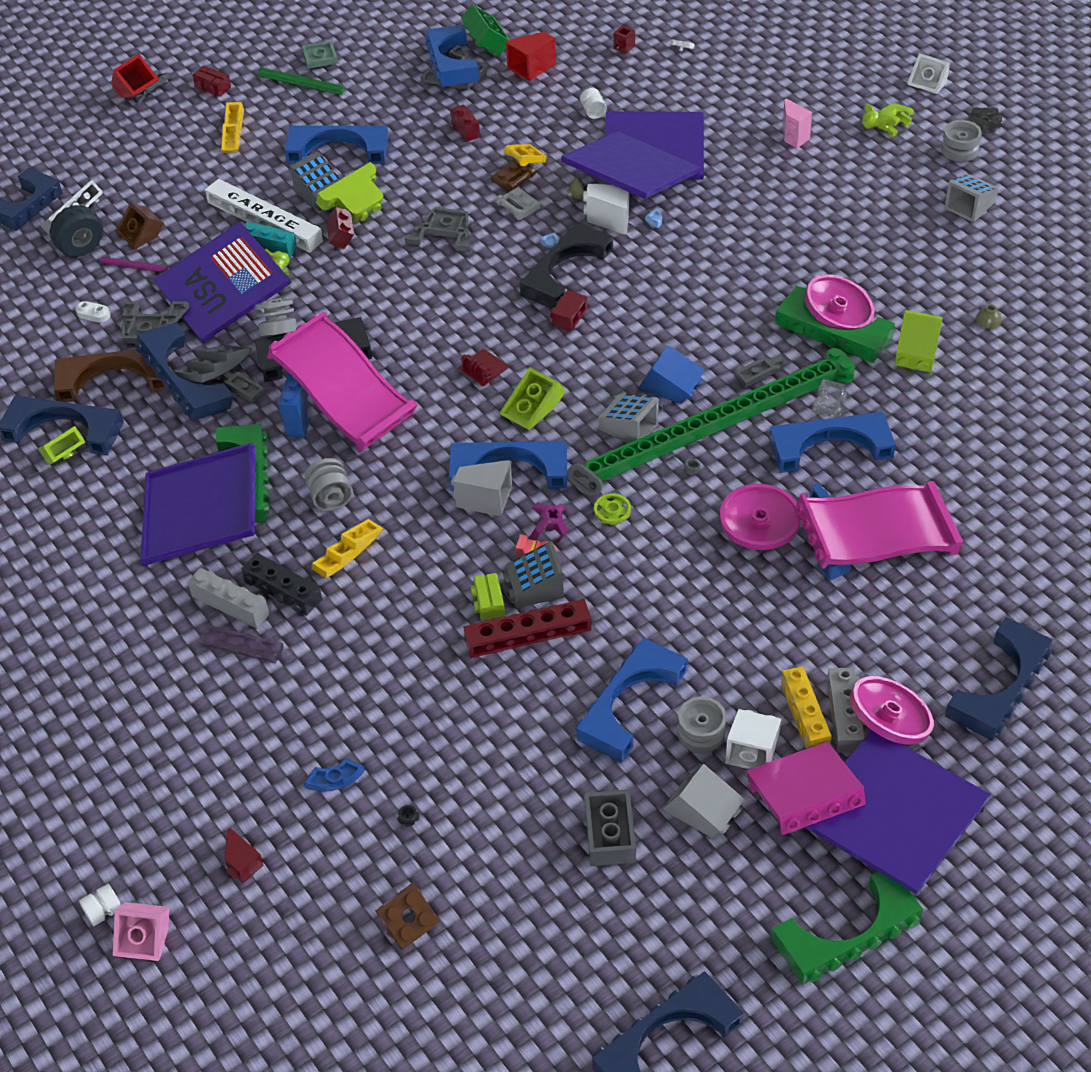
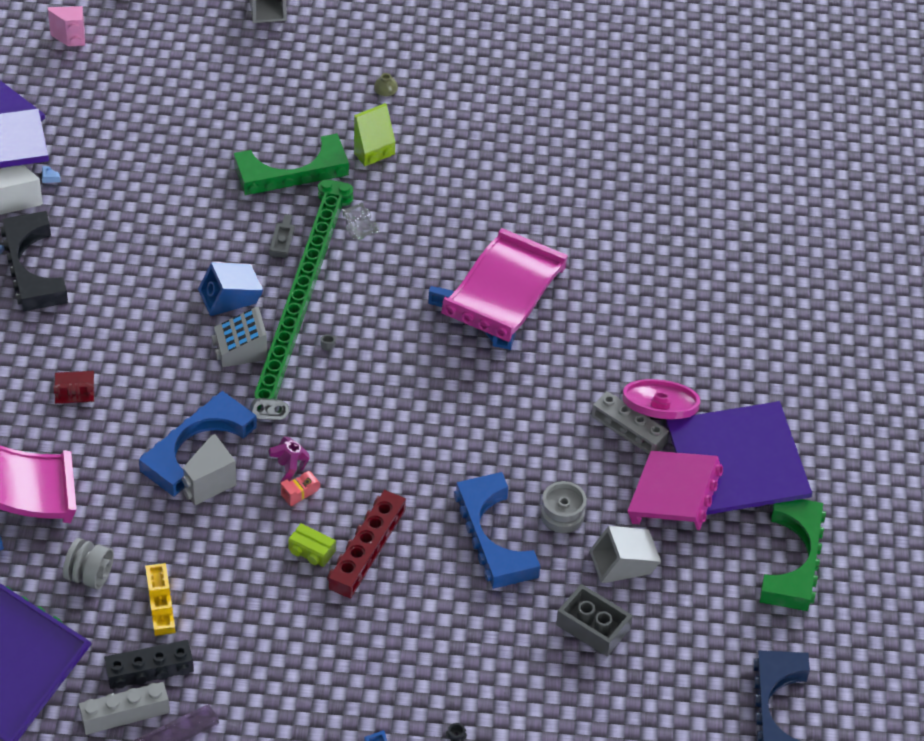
camera: 55 degrees left, 0 degrees up
(532, 399) = (149, 381): lime slope -> none
(535, 577) = (329, 502): dark grey slope -> none
(569, 310) = (87, 293): dark red brick -> none
(612, 510) = (310, 417): lime wheel -> none
(752, 739) = (606, 489): white slope -> none
(759, 517) = (421, 340): dark pink dish -> none
(804, 707) = (609, 444): yellow brick -> none
(838, 303) = (279, 145): dark pink dish -> none
(866, 430) = (409, 226): blue arch -> none
(988, 712) = (686, 298): dark blue arch -> none

